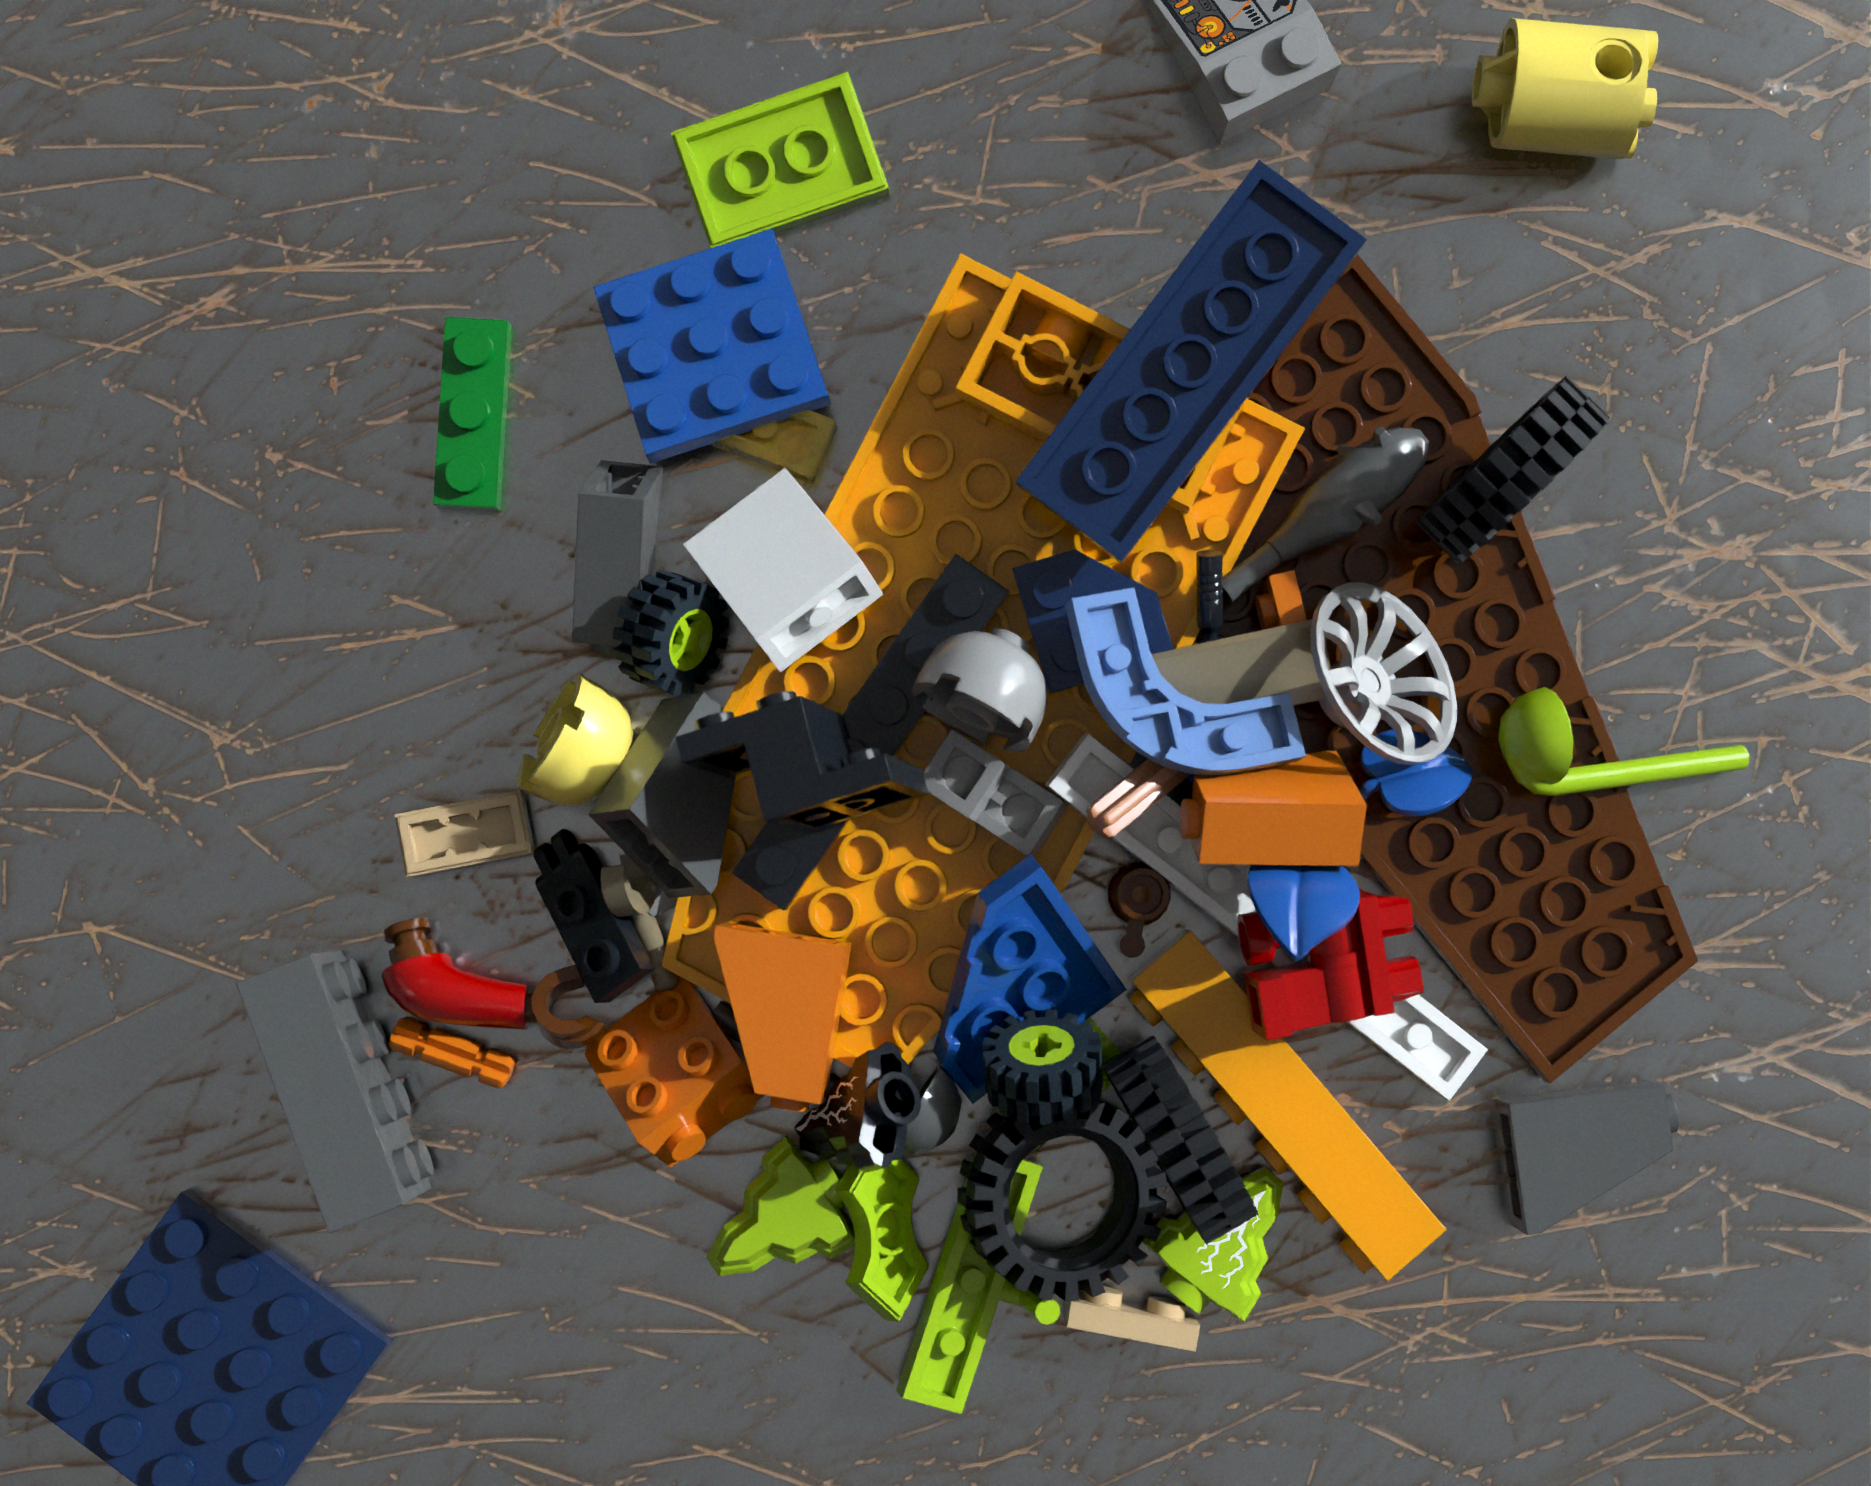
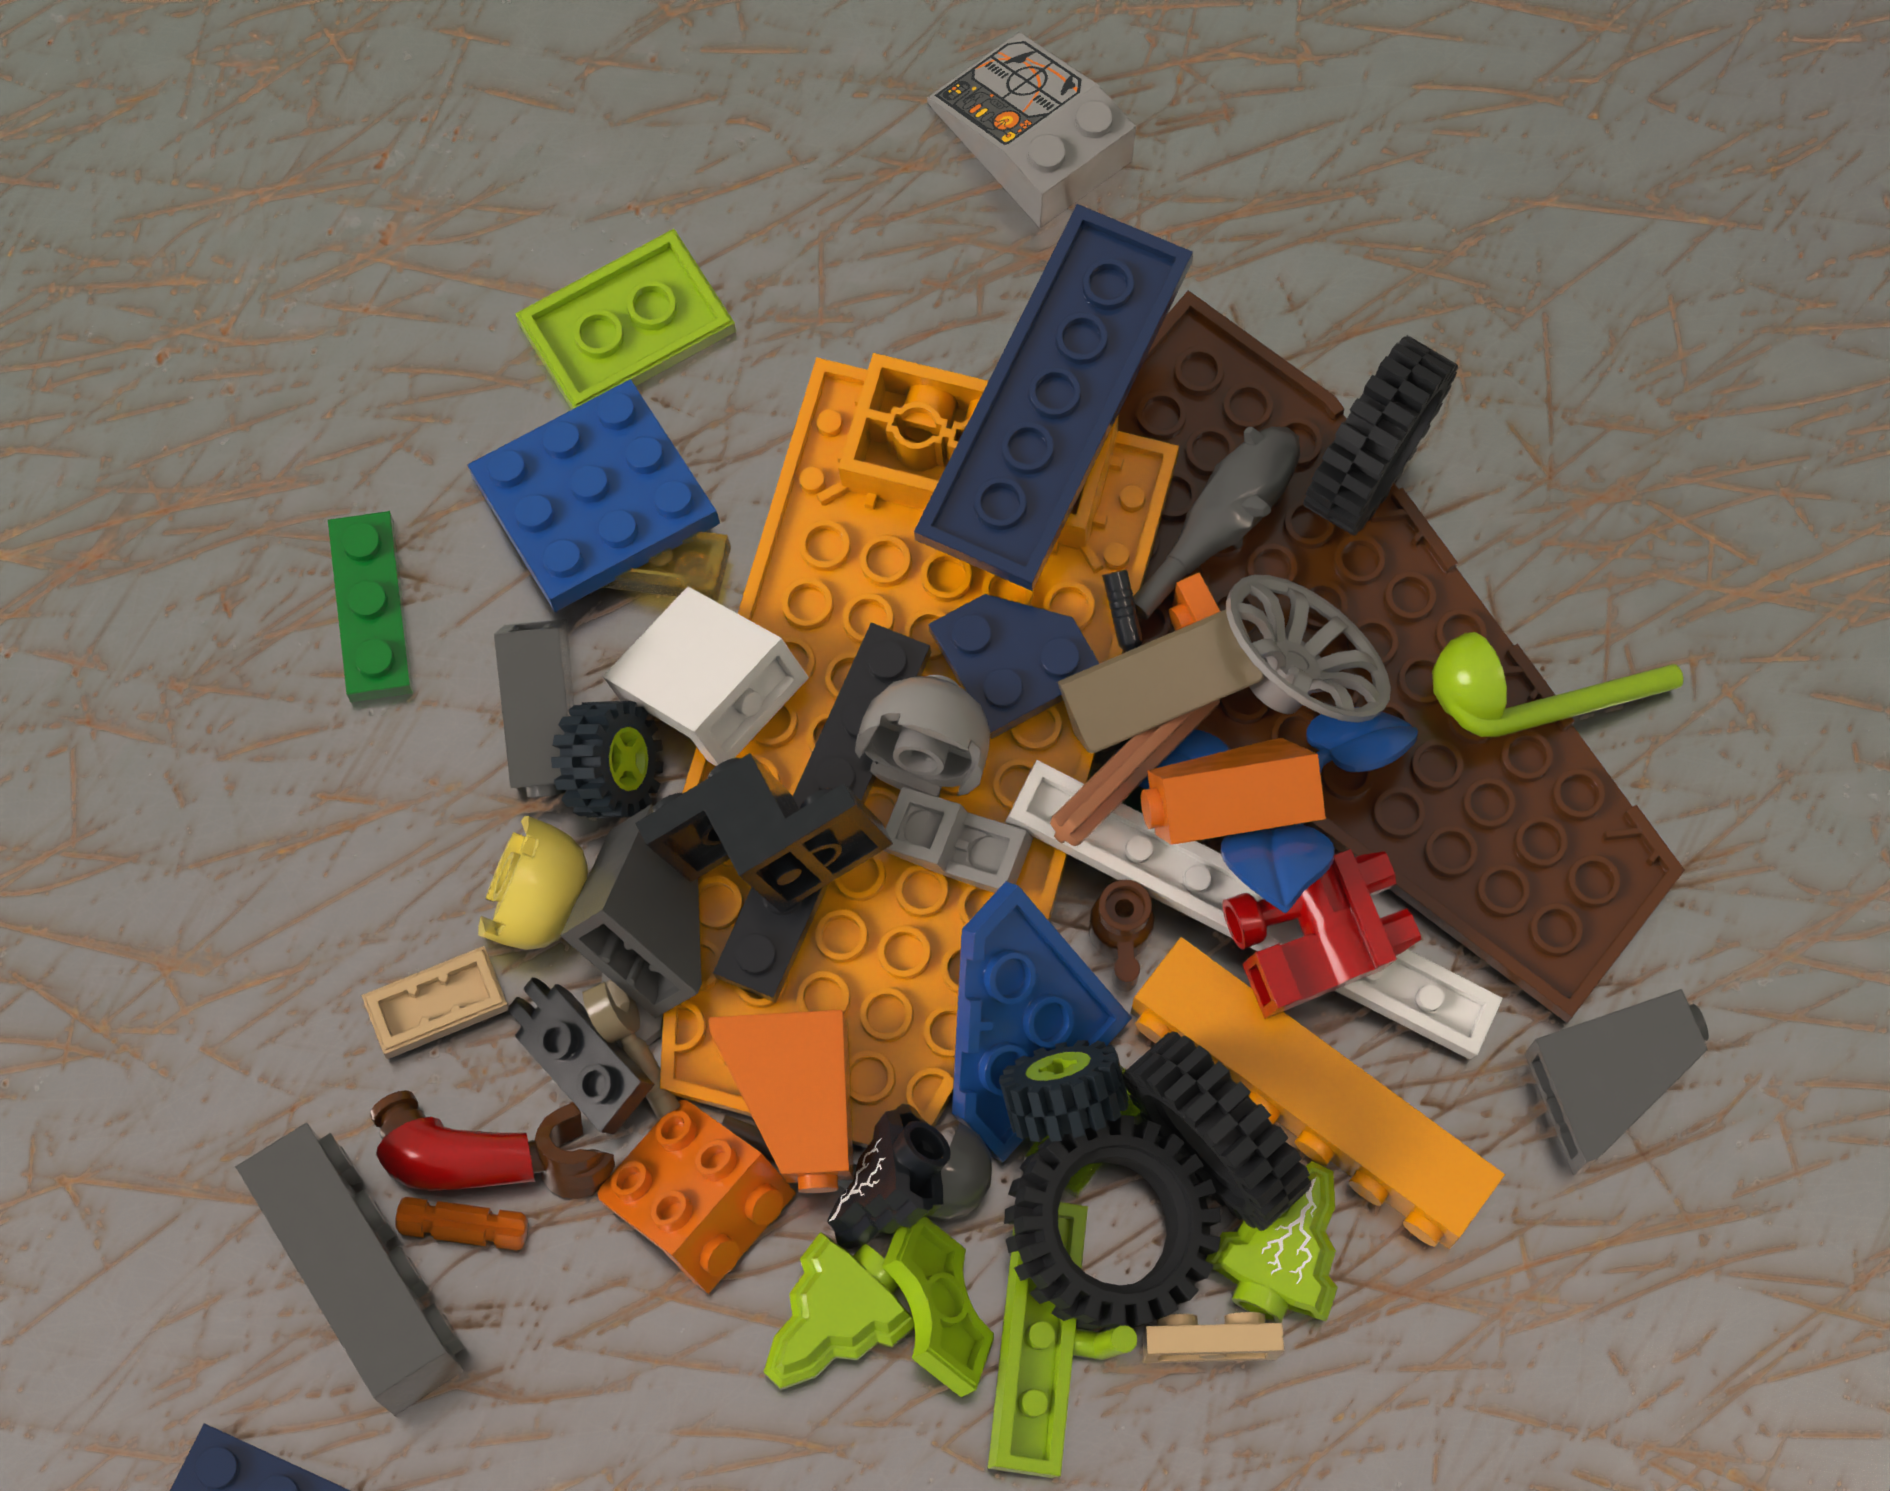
camera: 15 degrees left, 15 degrees down
(1155, 715) = (1107, 724): medium blue plate -> none
(1567, 88) = (1349, 110): light yellow cylinder -> none

